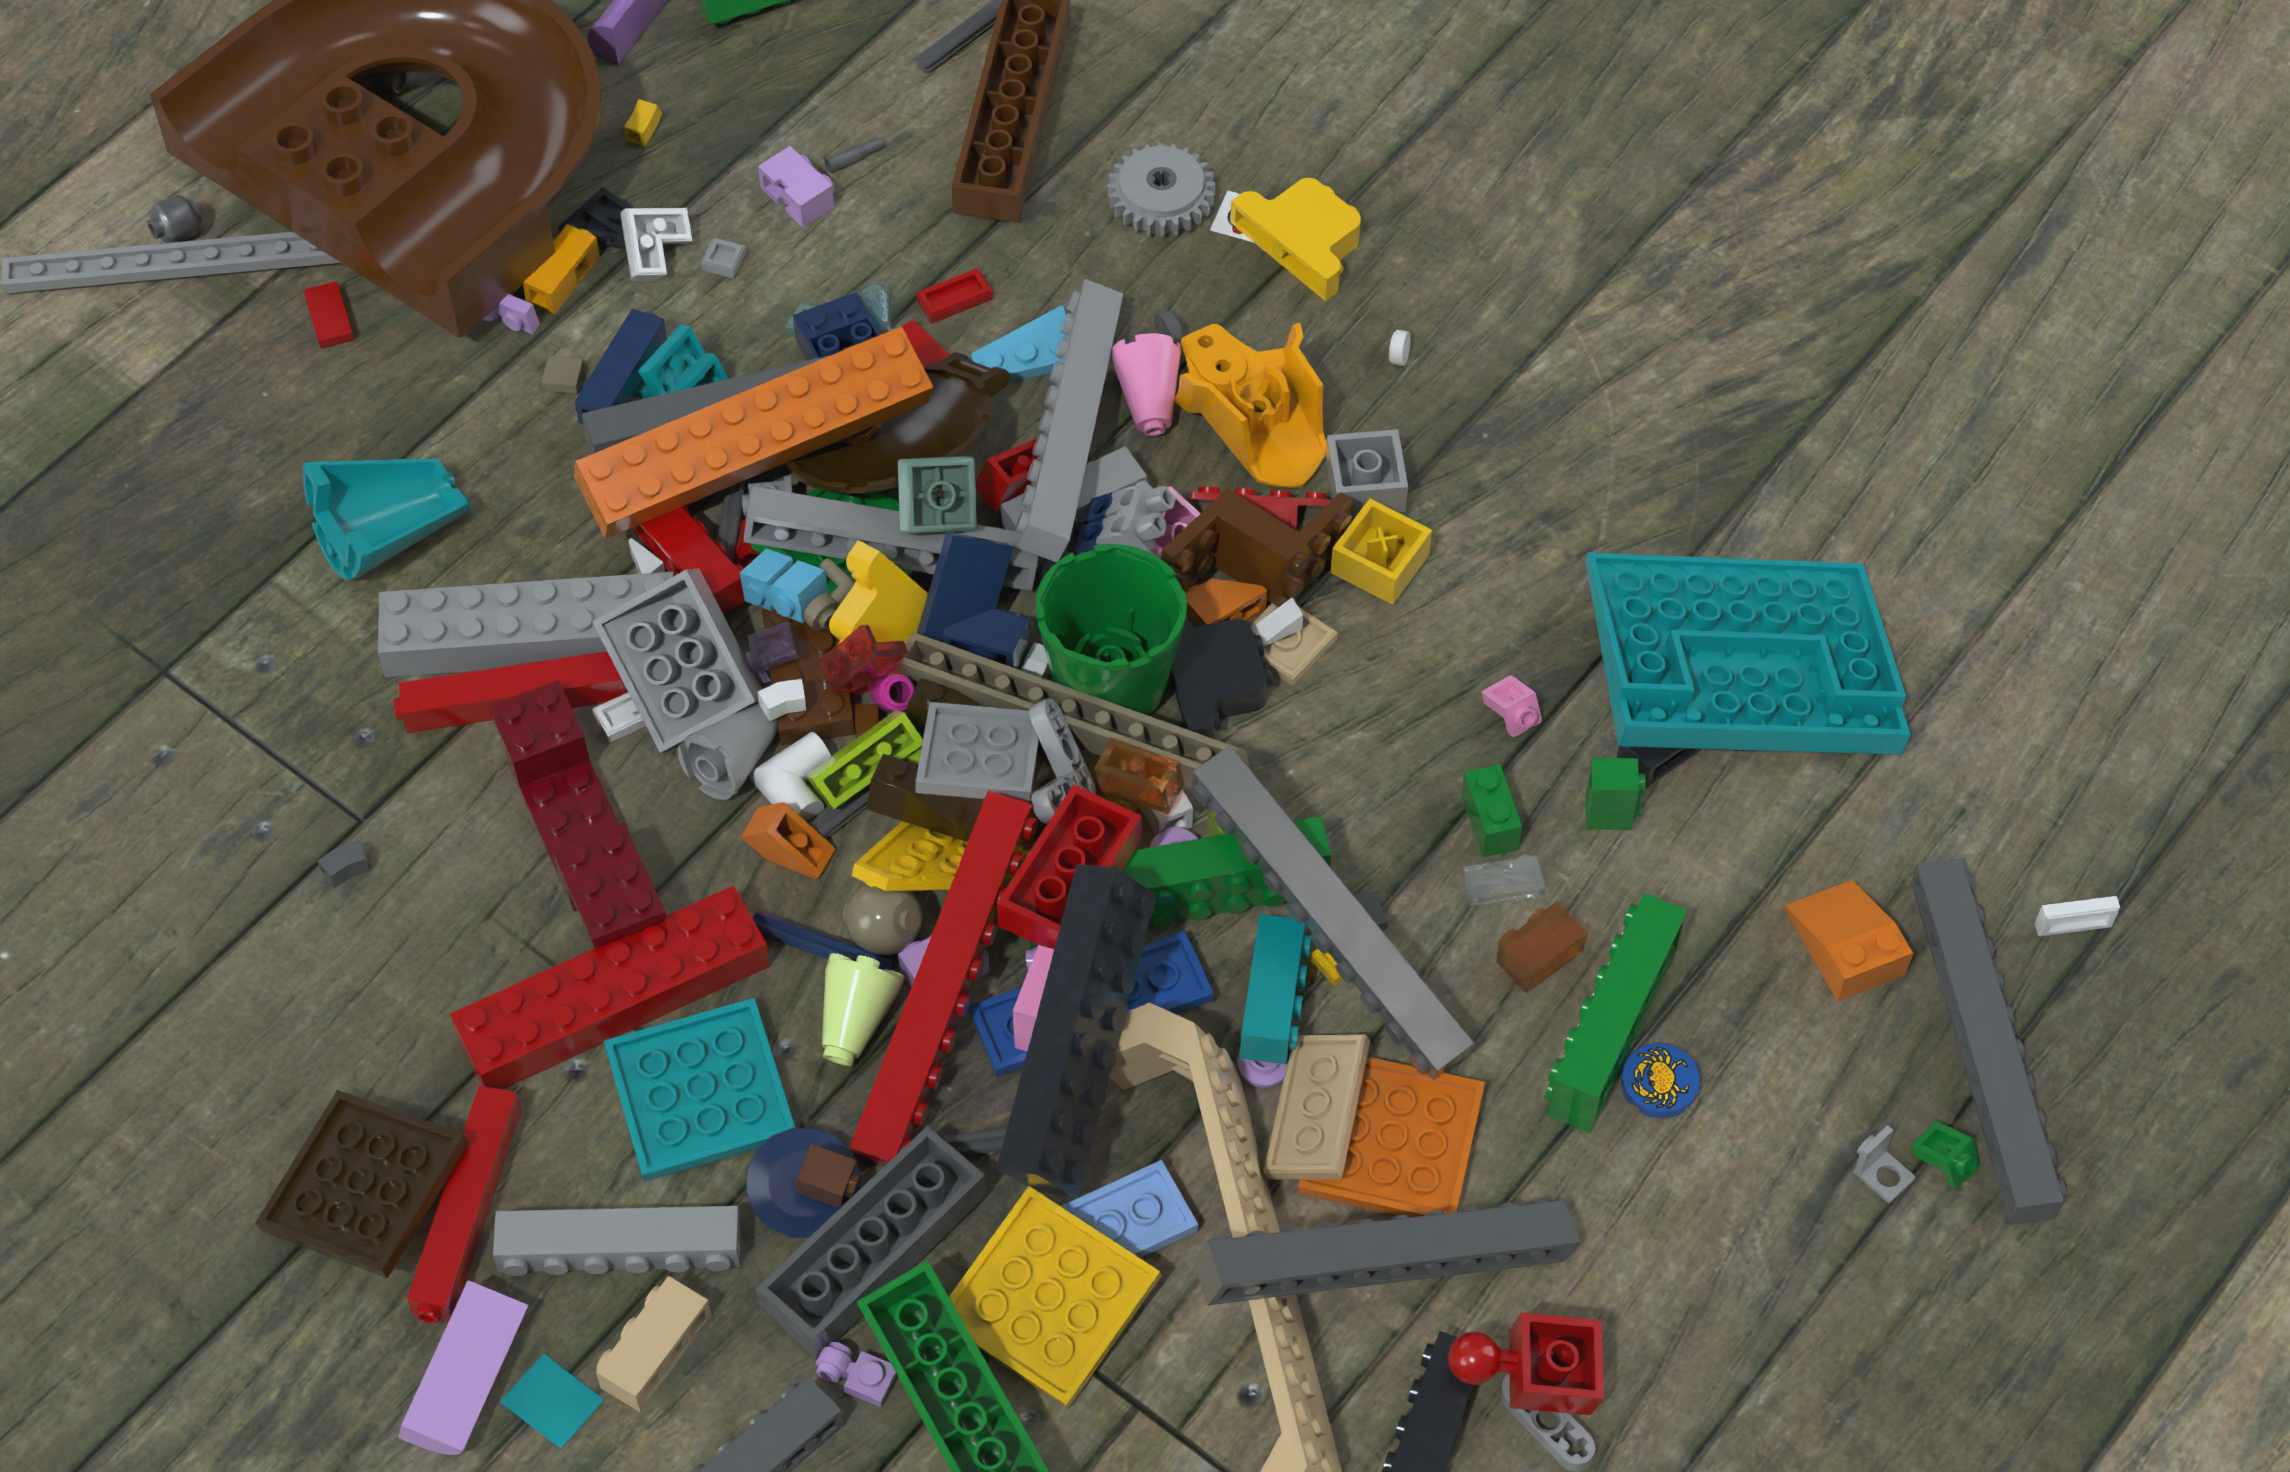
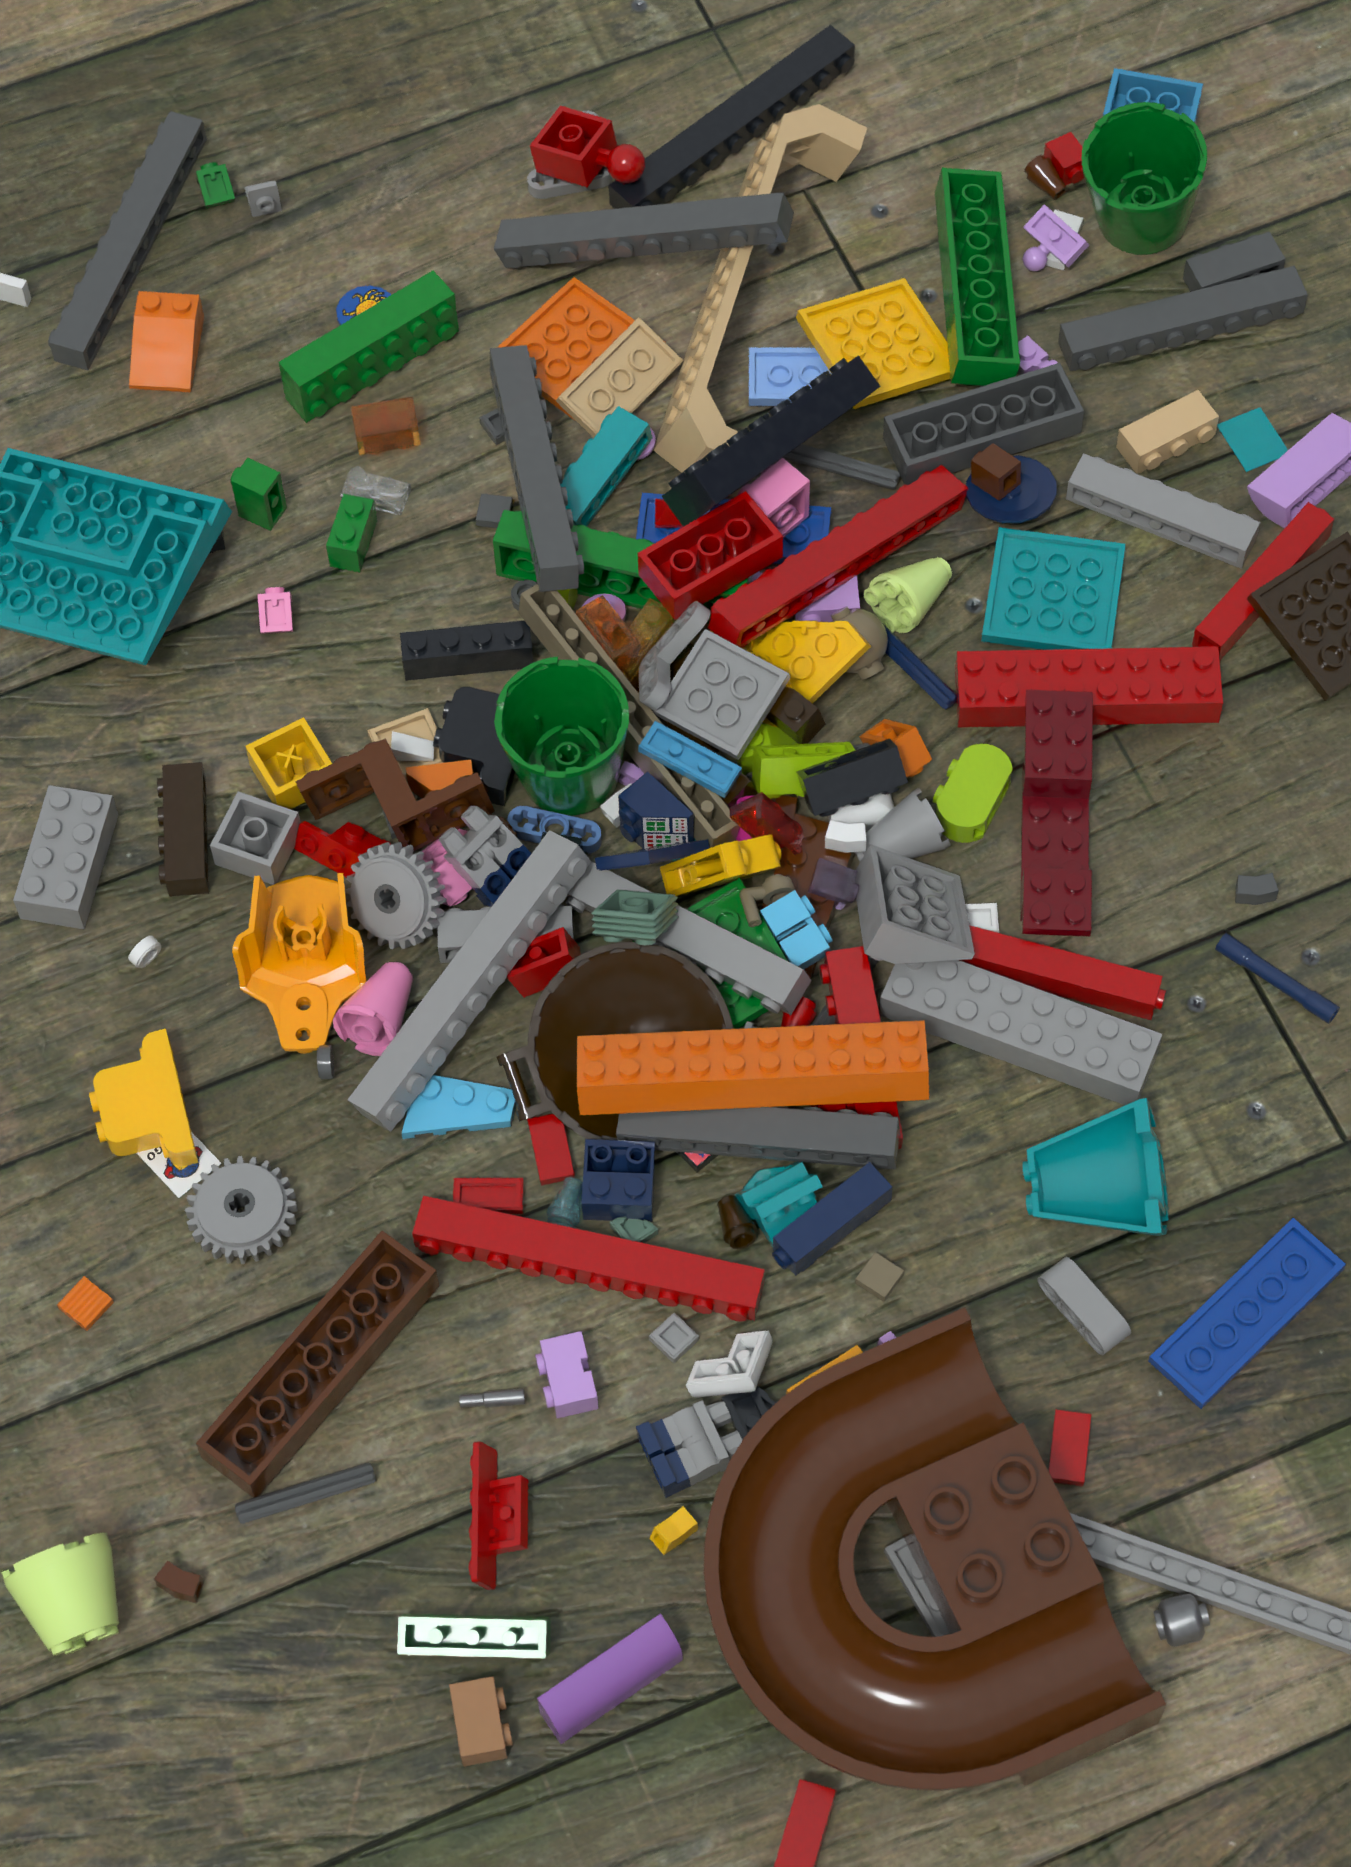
camera: 150 degrees left, 5 degrees up
(204, 477) = (1246, 1313): none -> blue plate
(330, 792) = (1307, 998): none -> dark blue piece
(361, 419) = (1084, 1305): none -> light grey beam
(665, 174) = (687, 1445): none -> light grey hips
(683, 828) = (973, 792): none -> lime brick
(714, 345) = (736, 1223): none -> dark brown cone
(798, 70) = (497, 1515): none -> red bracket
(806, 752) = (852, 778): none -> black brick
(829, 274) = (588, 1258): none -> red brick
(977, 682) = (689, 759): none -> dark azure tile
(1166, 978) = (664, 516): none -> red slope
(1193, 465) = (395, 895): none -> light grey gear
(1247, 83) = (85, 1303): none -> orange piece
(1301, 735) = (466, 650): none -> black brick
(1445, 464) = (185, 829): none -> dark brown brick
(1533, 390) = (66, 857): none -> light grey brick

